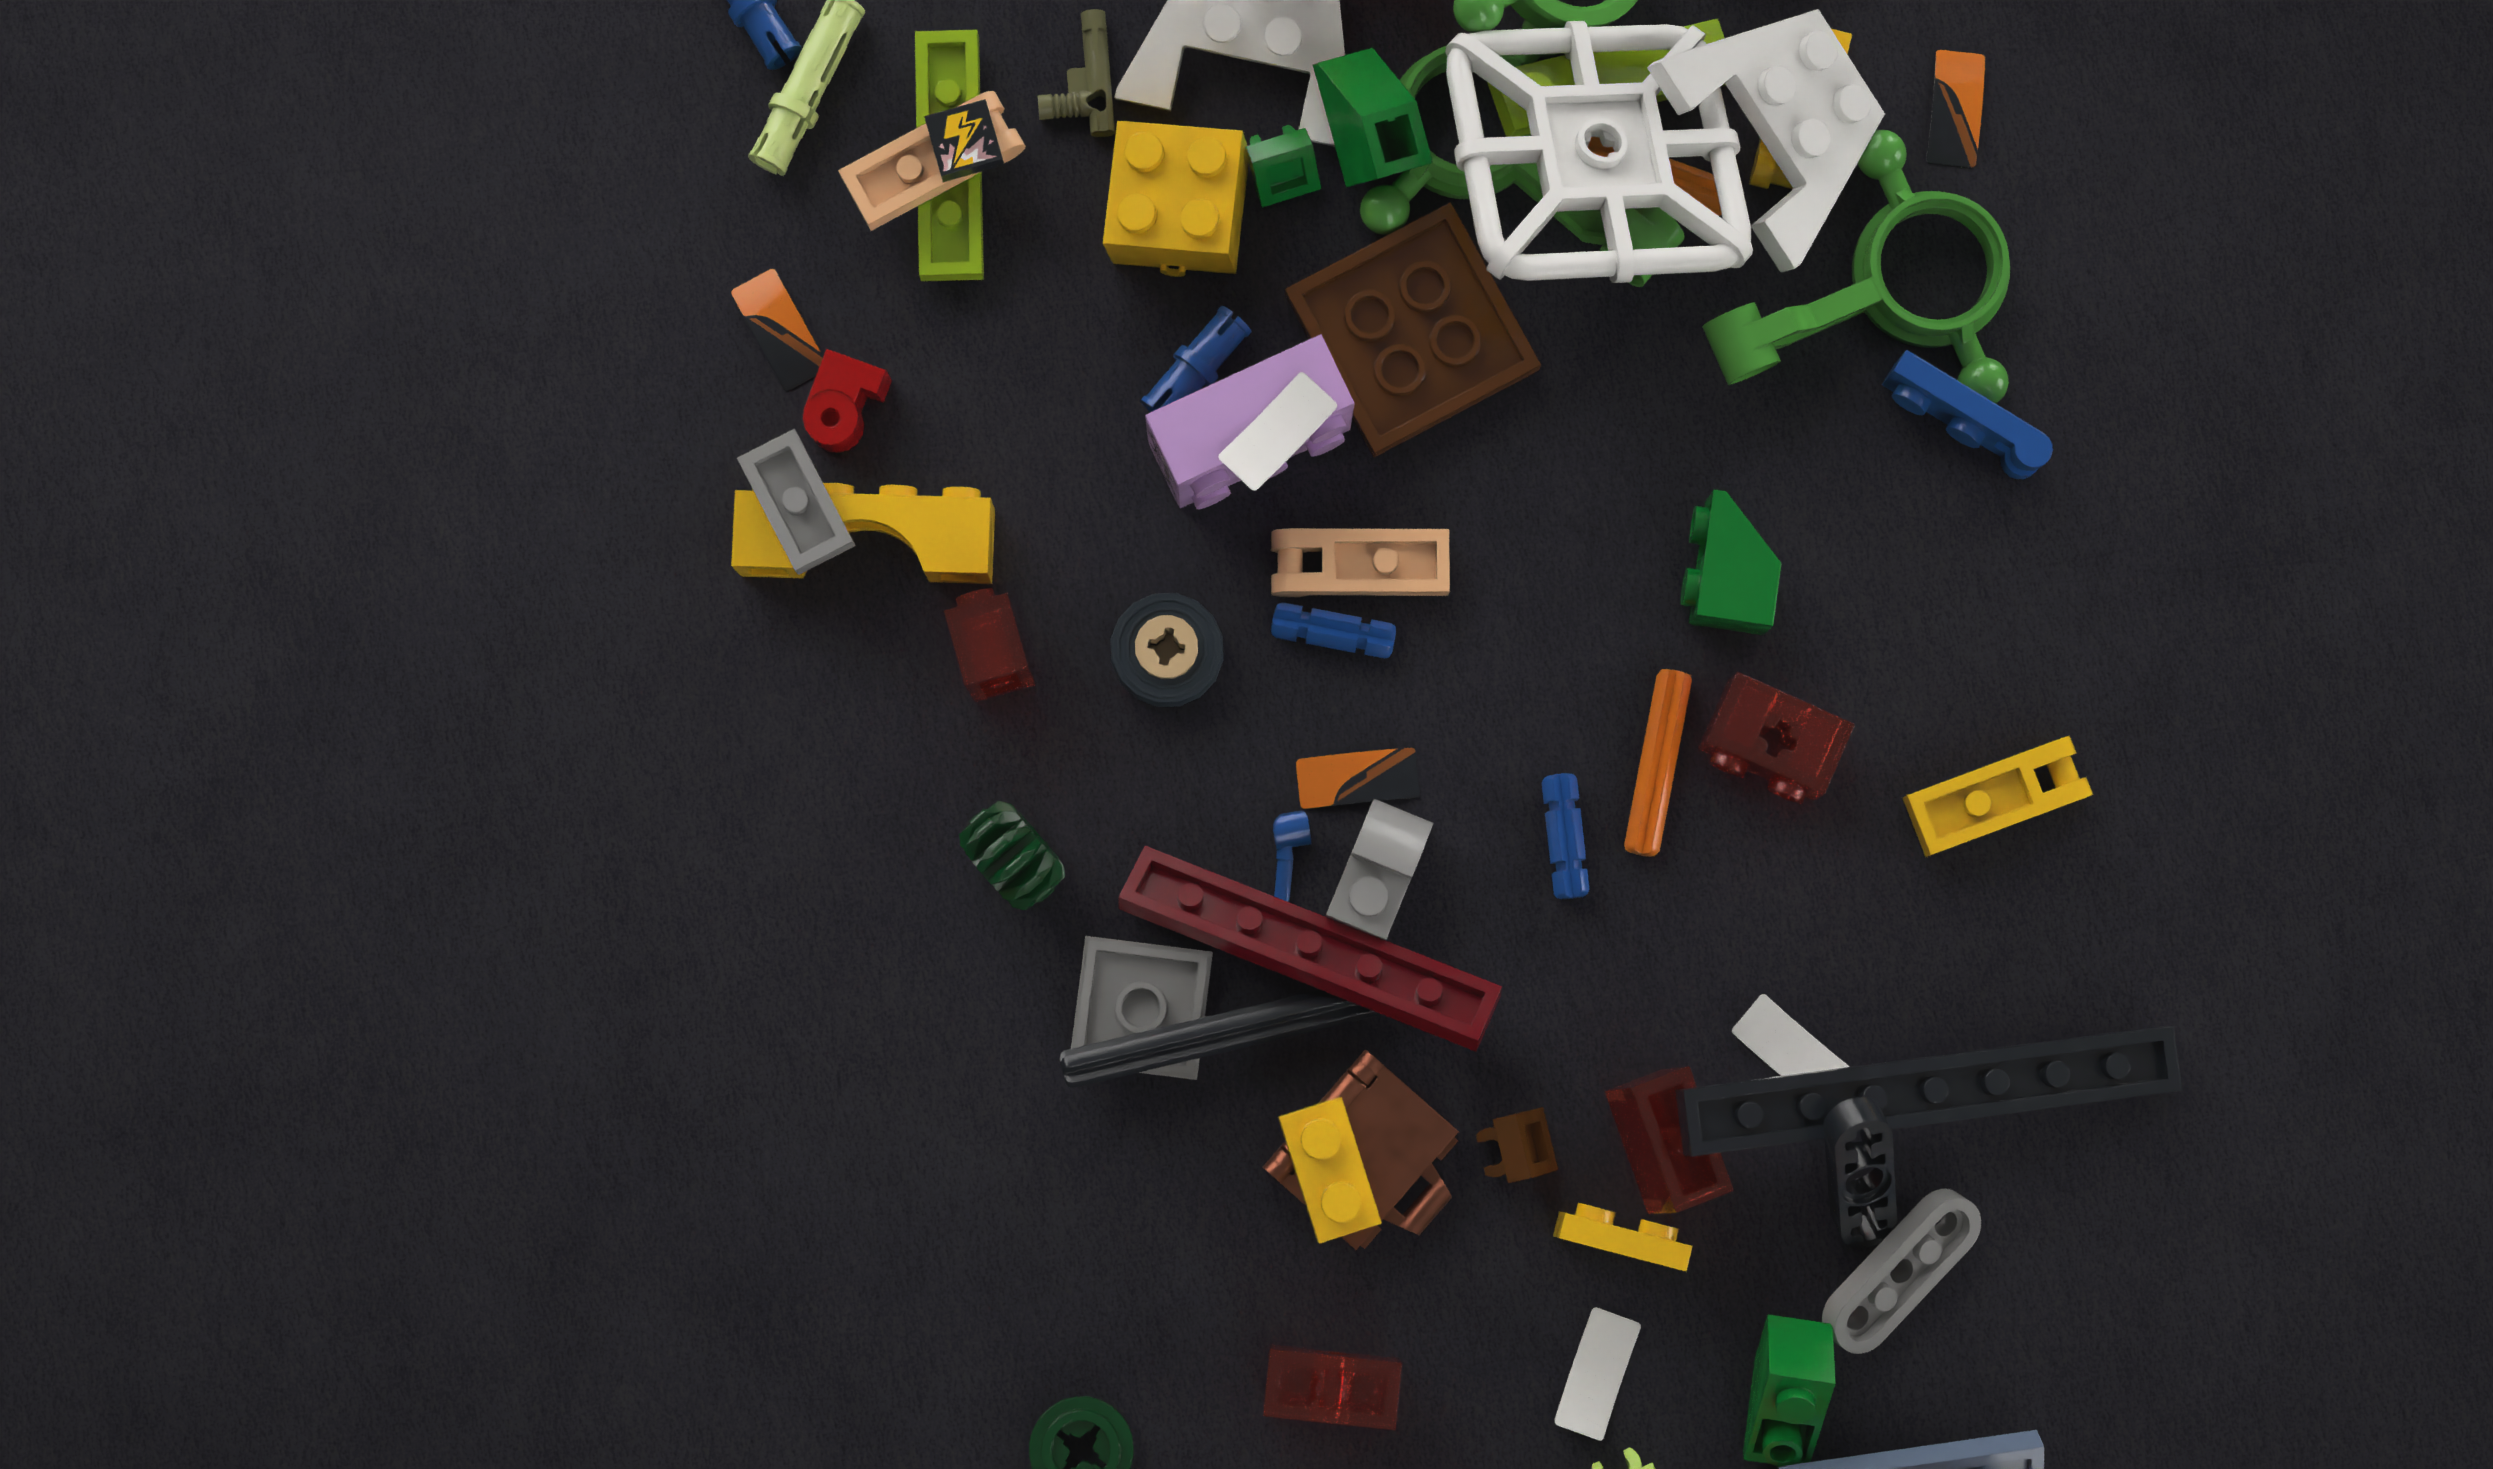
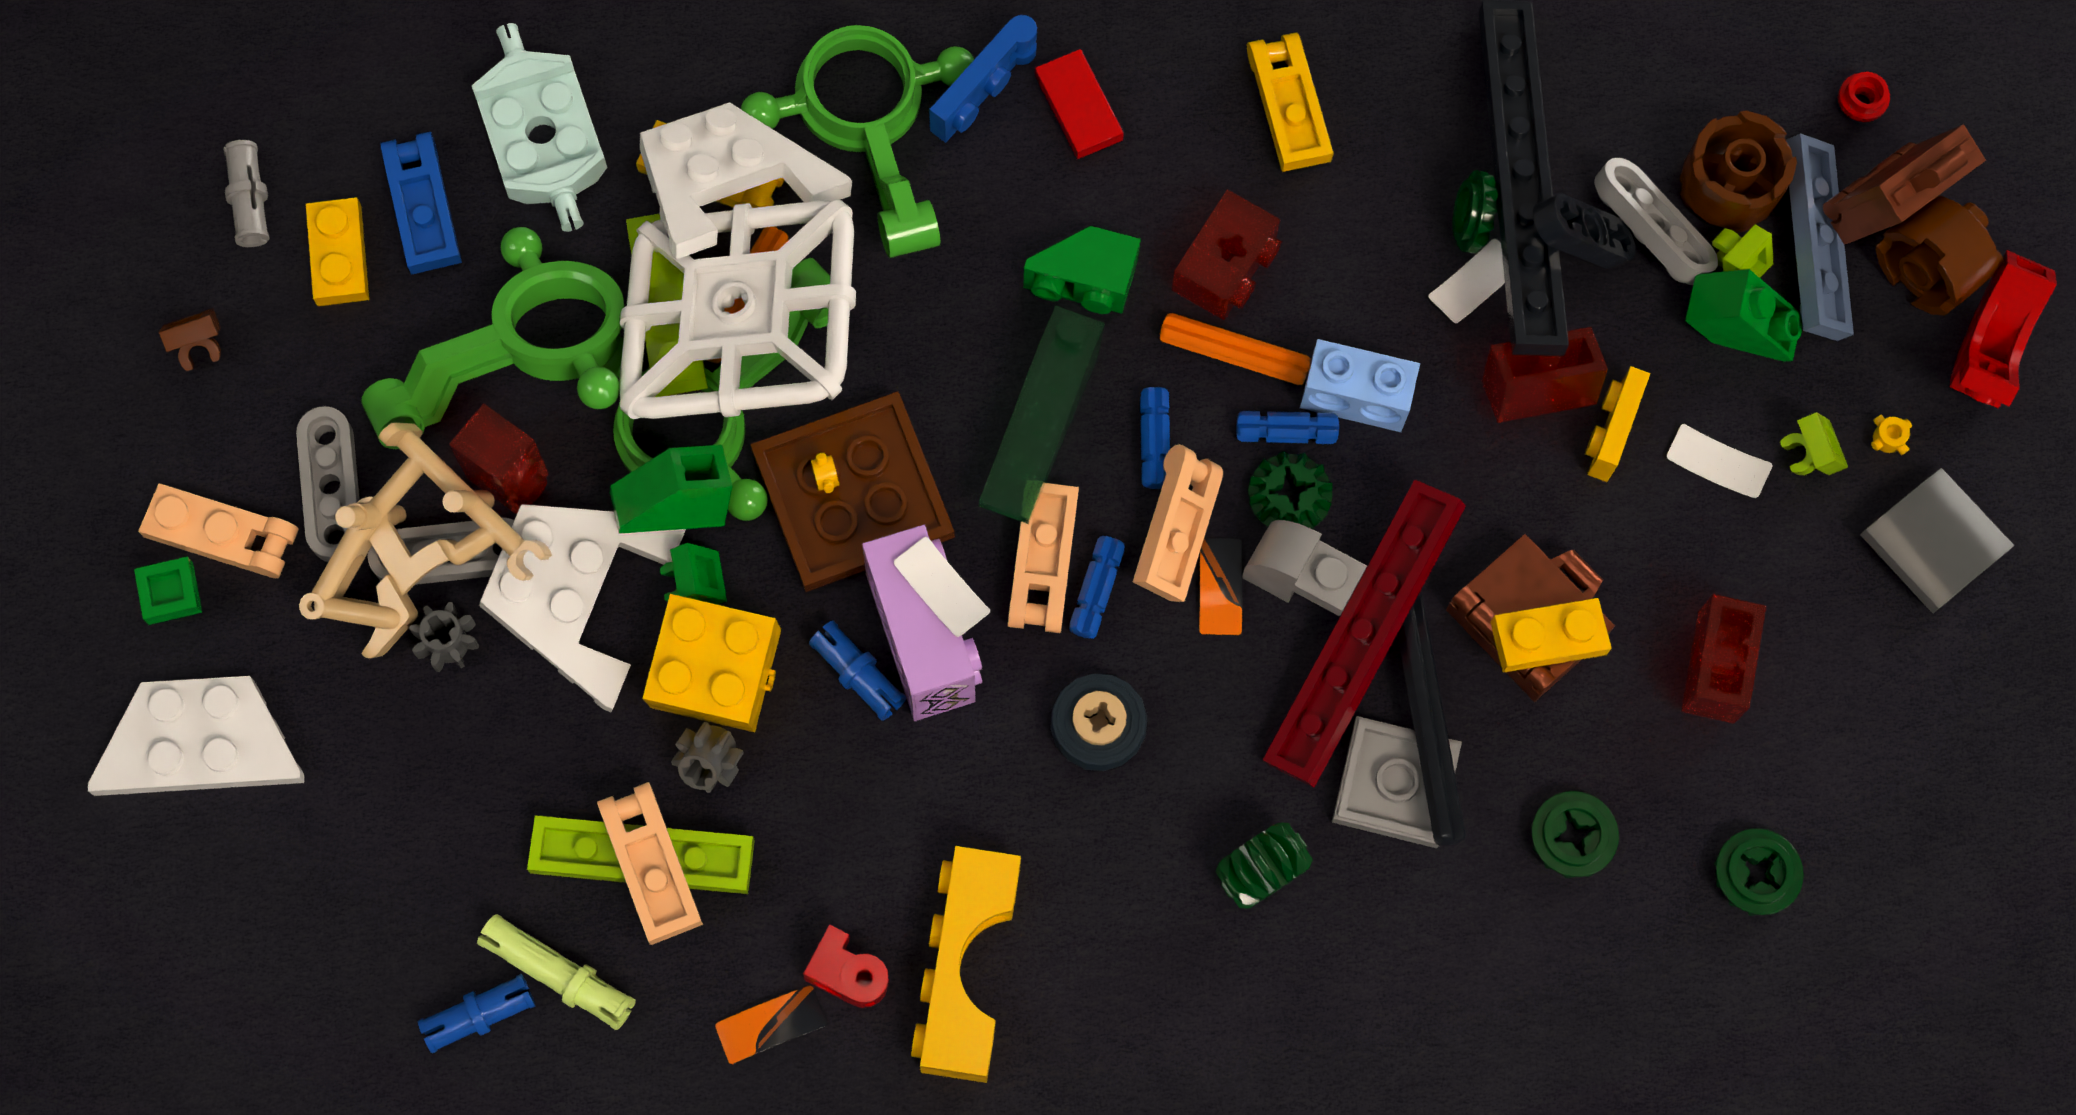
camera: 85 degrees left, 10 degrees down
(796, 501) = (941, 1007): light grey plate -> none
(964, 140) = (641, 826): tile -> none
(989, 644) = (1083, 860): clear red brick -> none
(1067, 208) = (707, 757): none -> dark grey gear
(1071, 1212) = (1584, 812): none -> dark green gear
(1086, 82) = (593, 733): olive hose -> none
(1289, 831) = (1261, 645): blue hand -> none
(1421, 290) = (825, 473): none -> yellow piece
(1421, 715) = (1178, 524): none -> light nougat plate
(1469, 875) = (1305, 473): none -> dark green gear
(1523, 1146) = (1536, 489): reddish brown tile -> none
(1530, 678) = (1154, 435): none -> blue axle
(1532, 536) = (1042, 414): none -> clear green slope
(1626, 915) = (1360, 385): none -> light blue brick
(1867, 1388) = (1750, 252): none -> lime tile
(1875, 1037) = (1474, 211): none -> dark green gear
(1955, 537) = (1079, 104): none -> red tile
(1956, 108) = (728, 54): sticker -> none
(2014, 1347) = (1737, 171): none -> reddish brown brick

